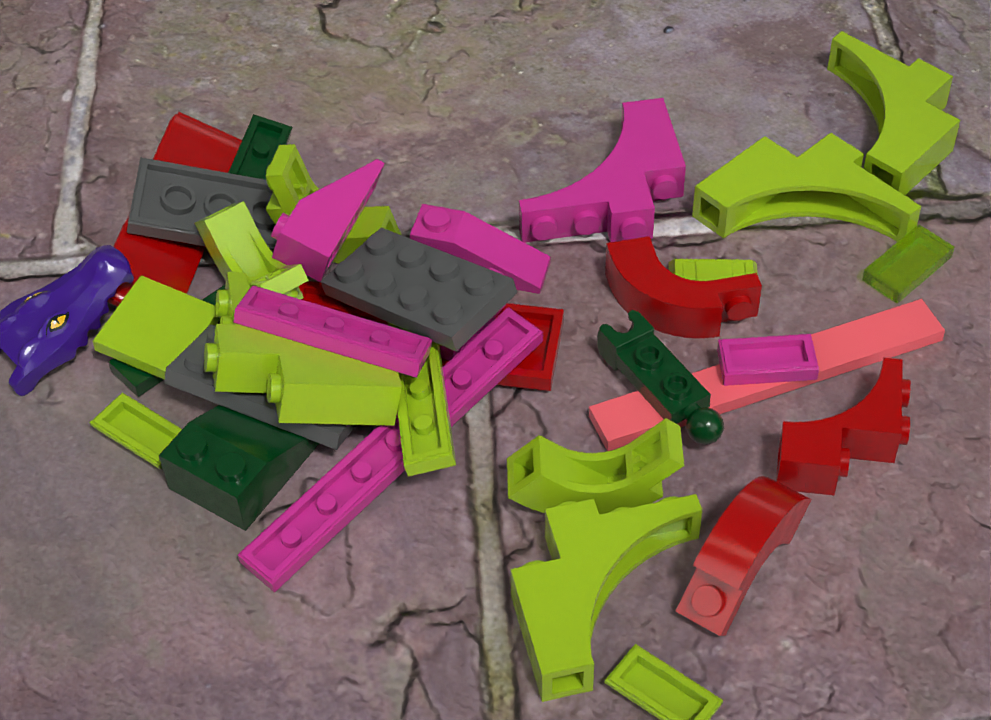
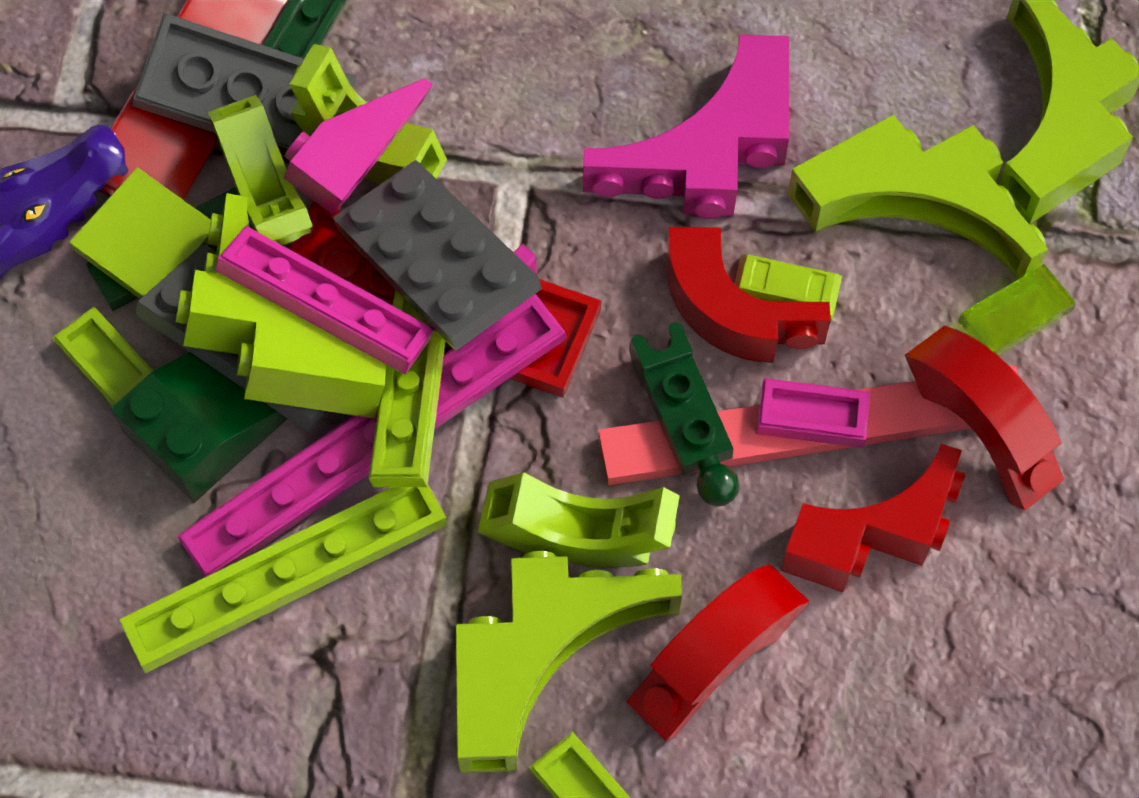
camera: 10 degrees right, 15 degrees up
(338, 568) = (281, 574): none -> lime plate
(481, 244) = (523, 200): dark pink slope -> none
(922, 317) = (996, 405): none -> red arch

